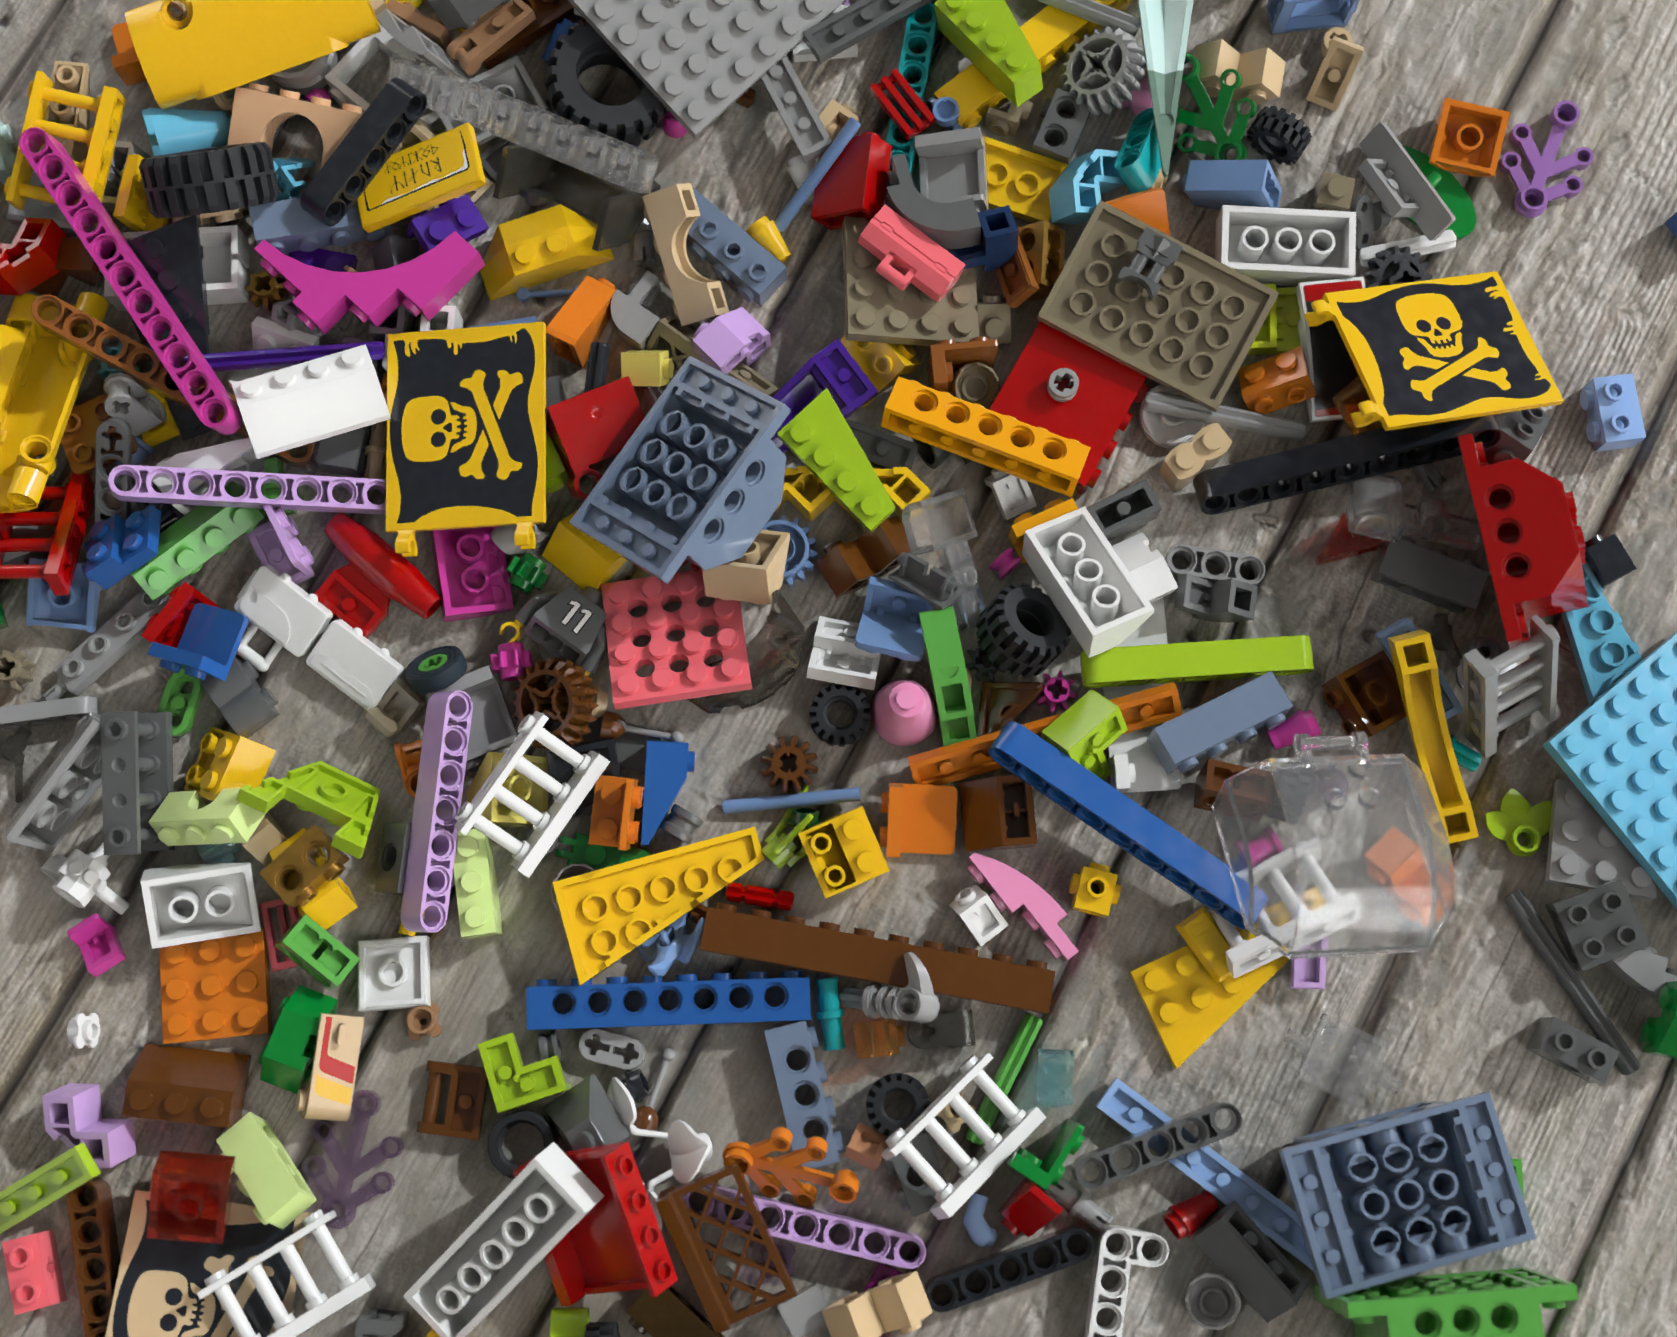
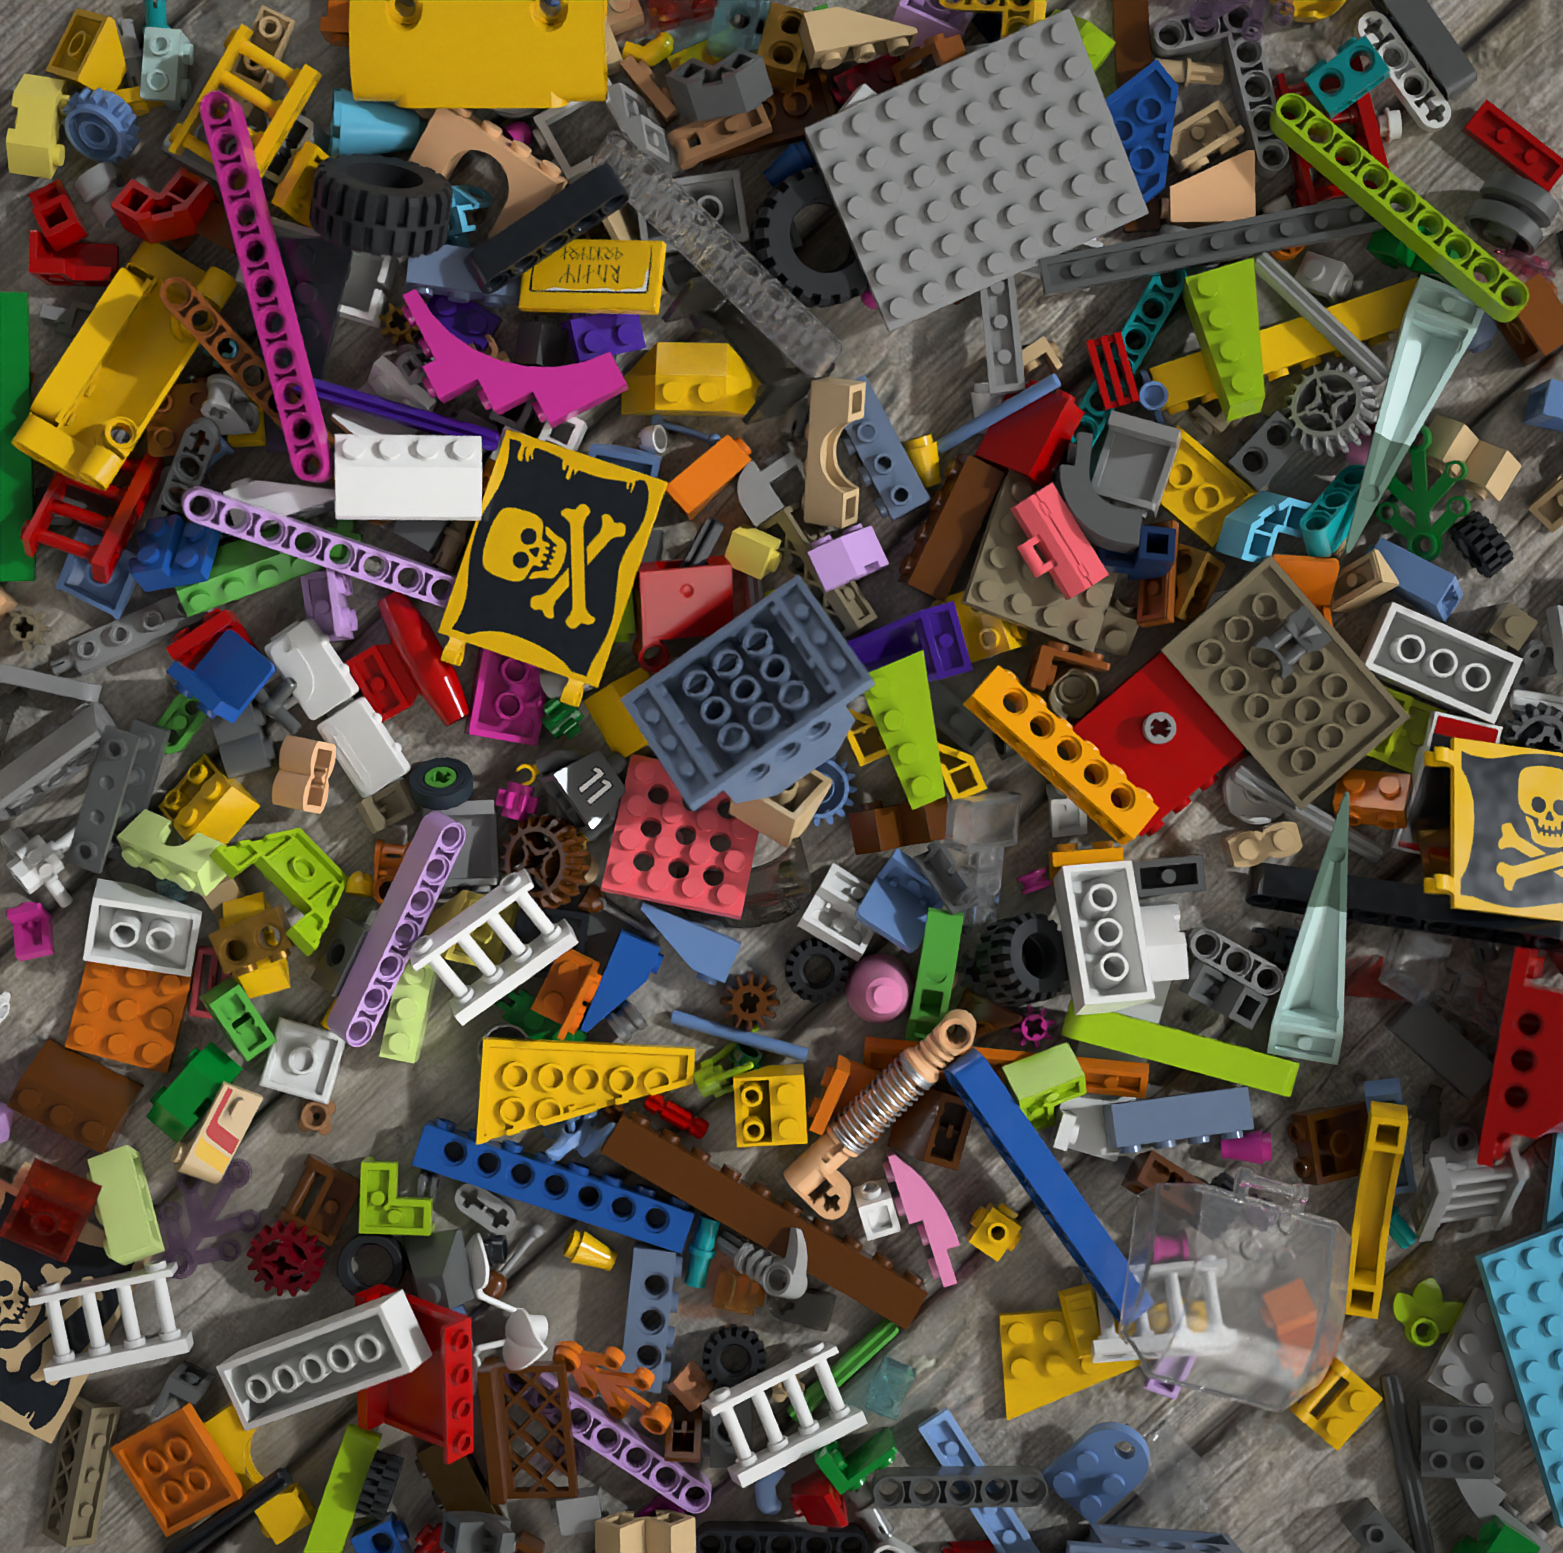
camera: 15 degrees right, 10 degrees up
(258, 654) = (273, 704): none -> dark grey piece
(307, 707) = (303, 774): none -> light nougat brick
(393, 794) = (360, 885): none -> yellow hinge
(446, 1154) = (290, 1256): none -> dark red gear
(524, 307) = (653, 439): none -> white hinge
(724, 1054) = (588, 1251): none -> yellow cone
(728, 732) = (699, 946): none -> medium blue slope
(813, 285) = (950, 527): none -> reddish brown brick
(876, 1192) = (683, 1433): none -> reddish brown slope
(936, 823) = (849, 1134): none -> light nougat piece
(1190, 203) = (1362, 582): none -> tan slope
(1256, 538) = (1281, 944): none -> black plate
(1280, 1084) = (1095, 1472): none -> medium blue plate
(1296, 573) = (1311, 1001): none -> light aqua plate
(1485, 940) = (1343, 1411): none -> yellow plate

